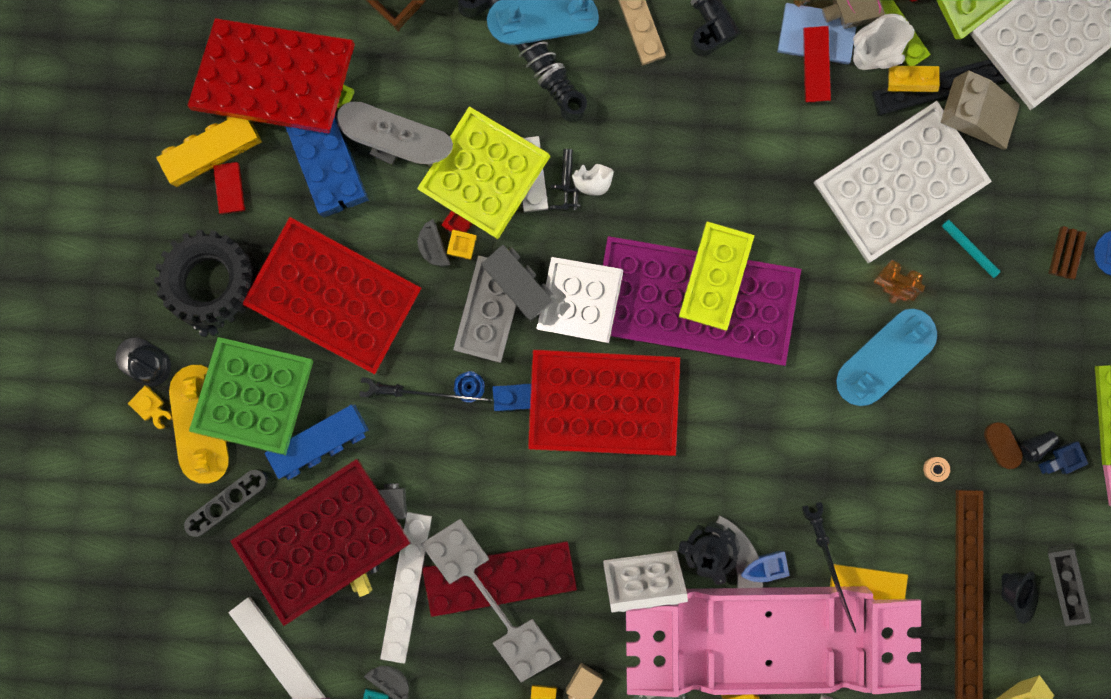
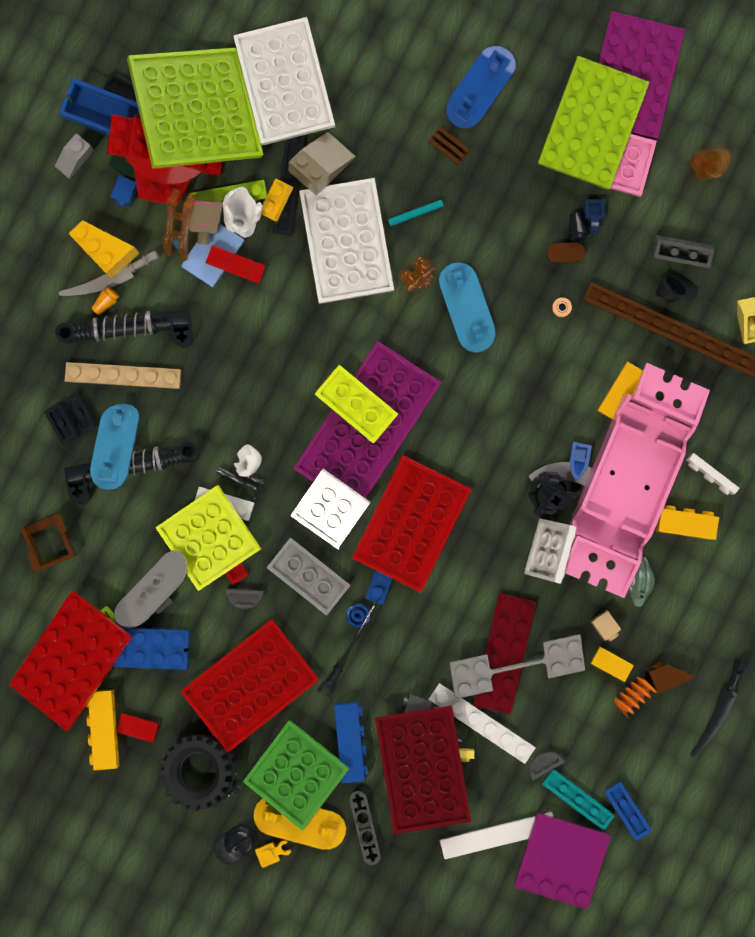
camera: 70 degrees left, 0 degrees up
(461, 244) = (253, 576): yellow tile -> none
(518, 282) = (298, 547): dark grey brick -> none
(823, 541) = (577, 411): black sword -> none

